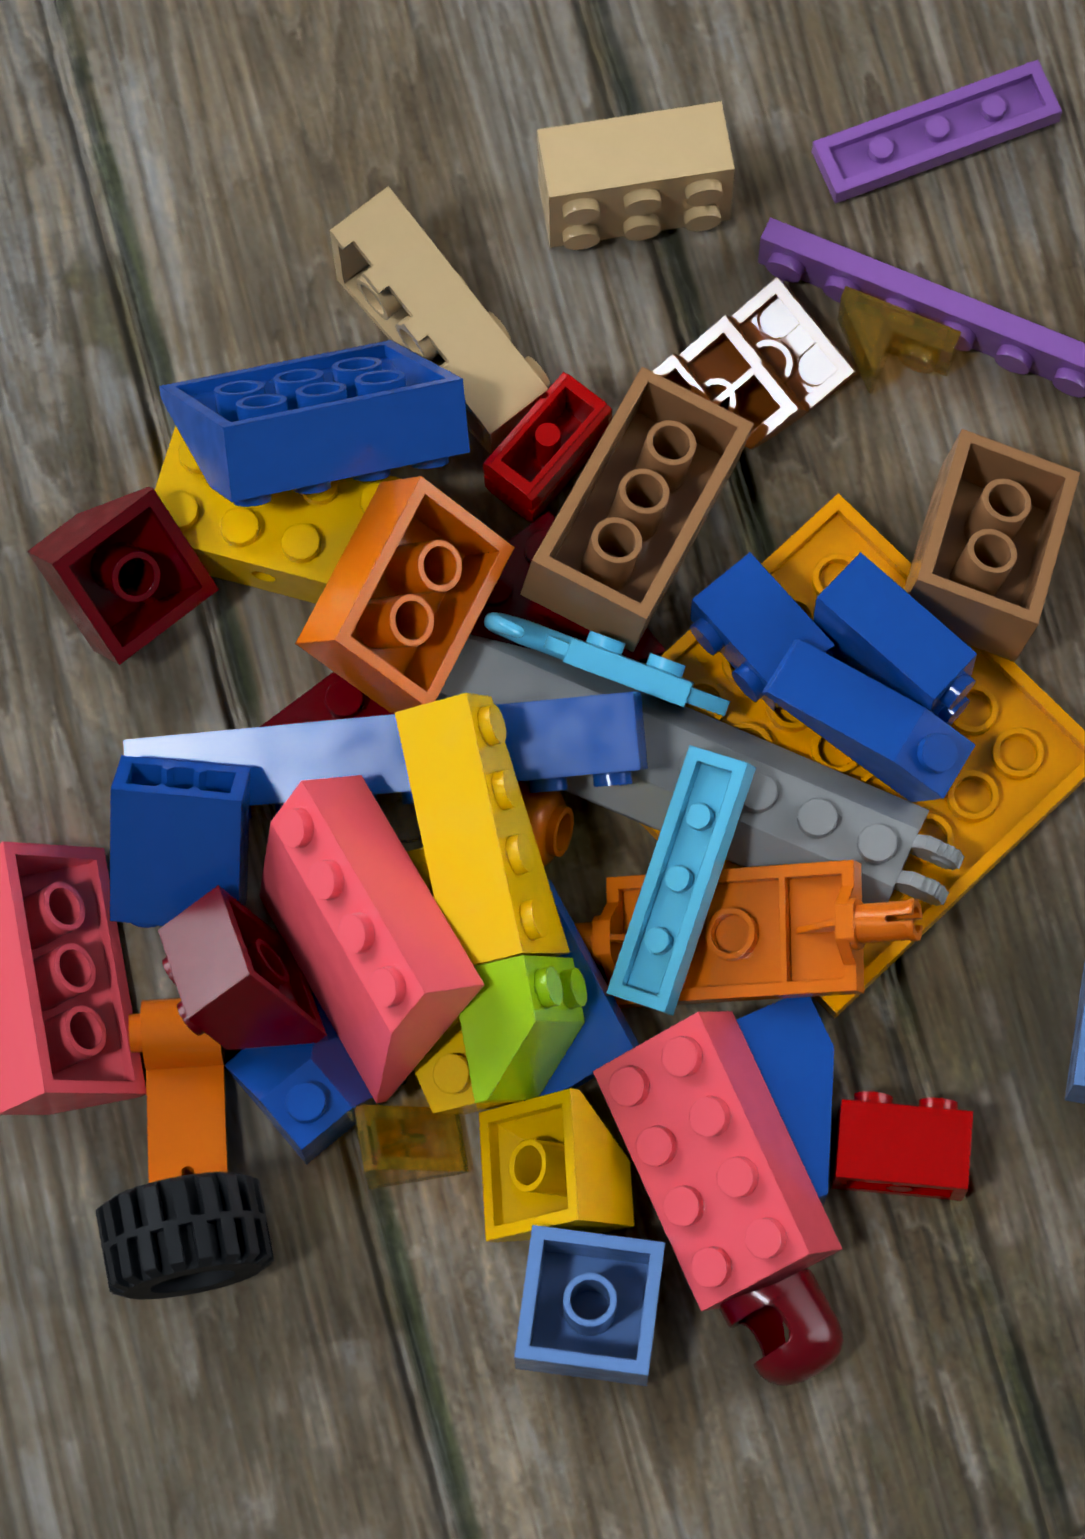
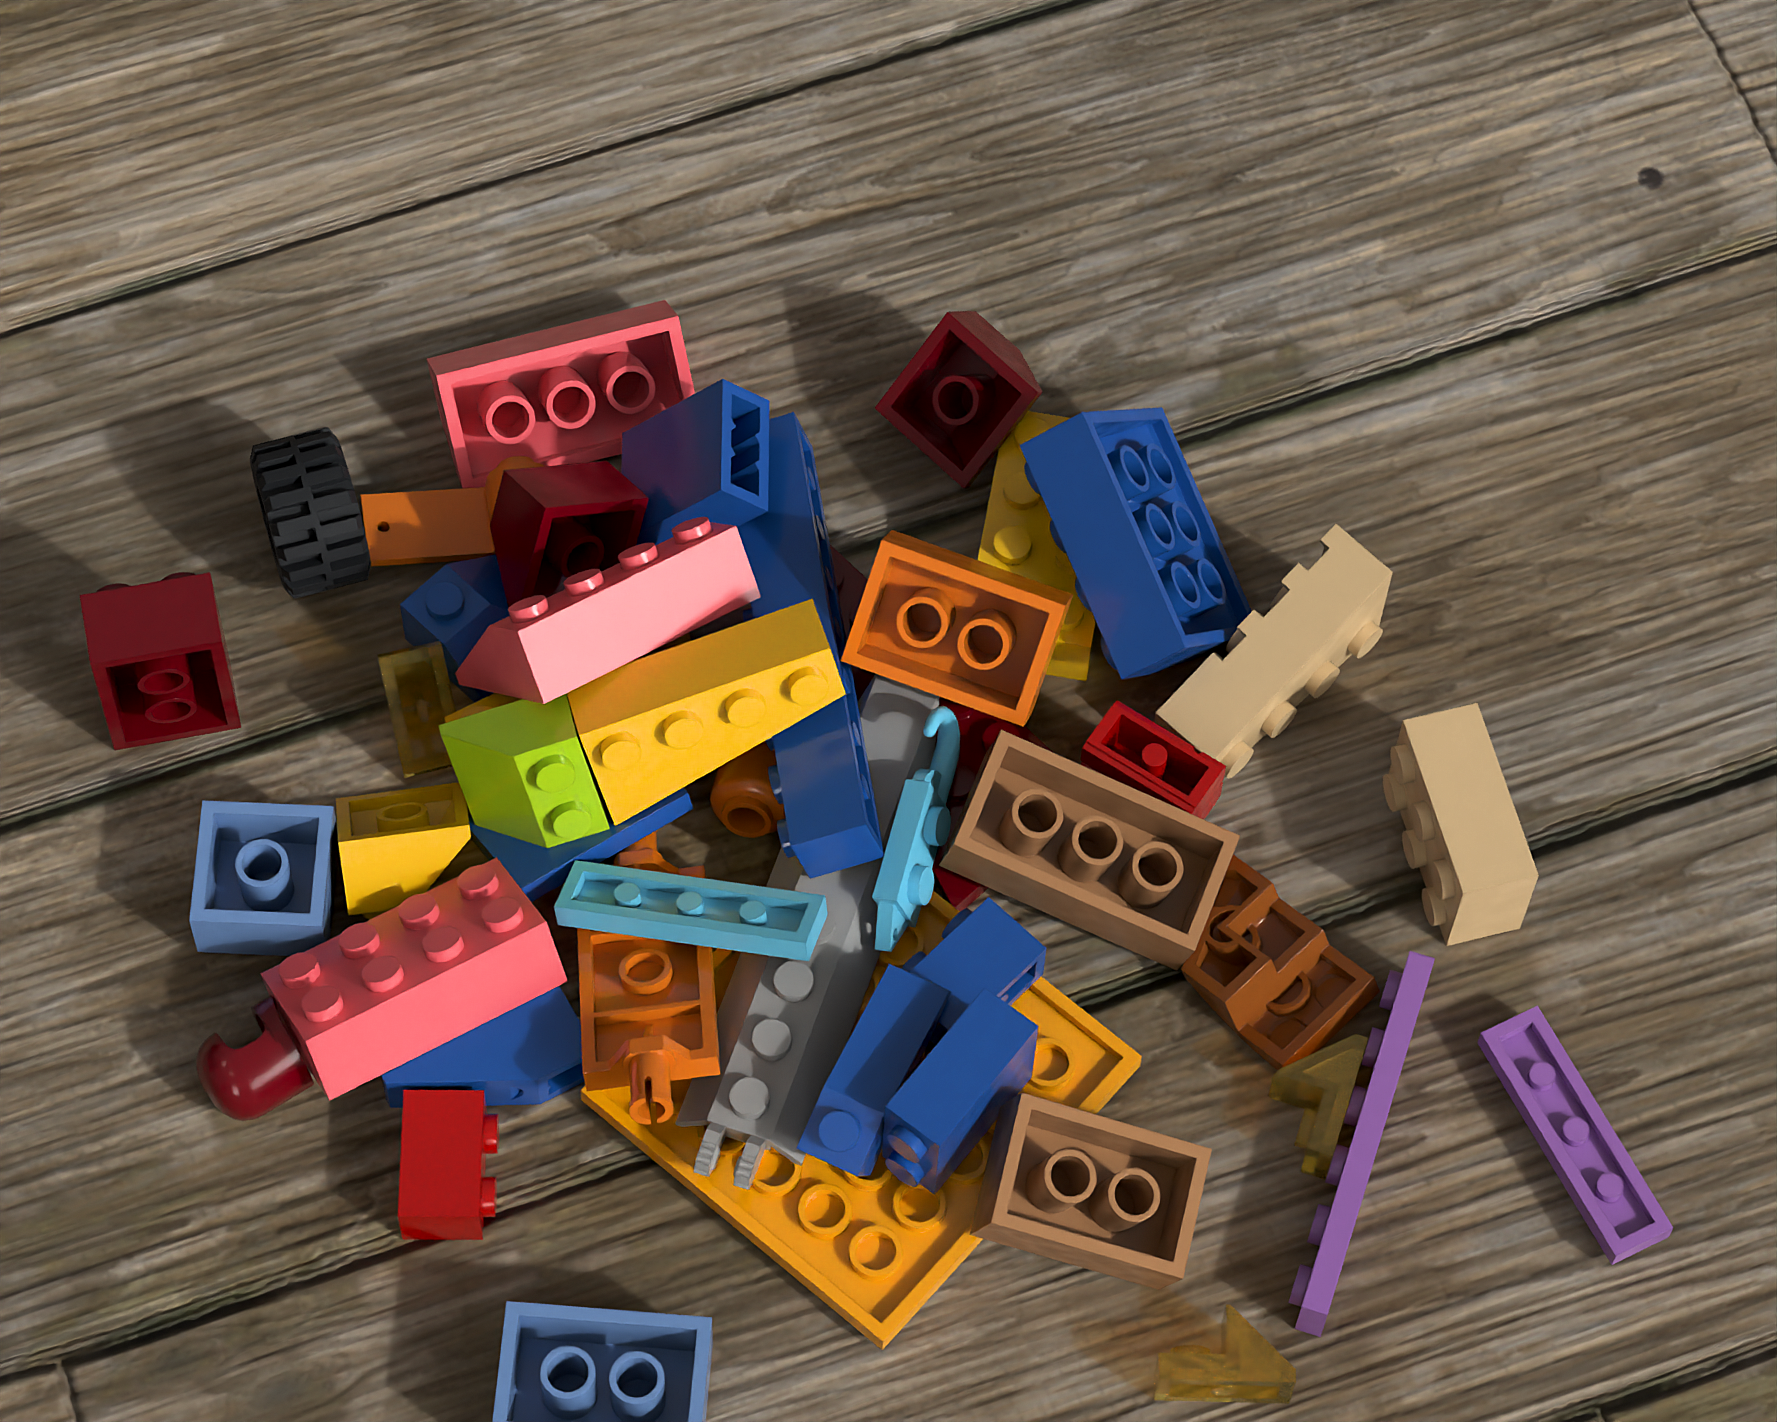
camera: 80 degrees right, 10 degrees down
(352, 1391) = (160, 660): none -> dark red brick

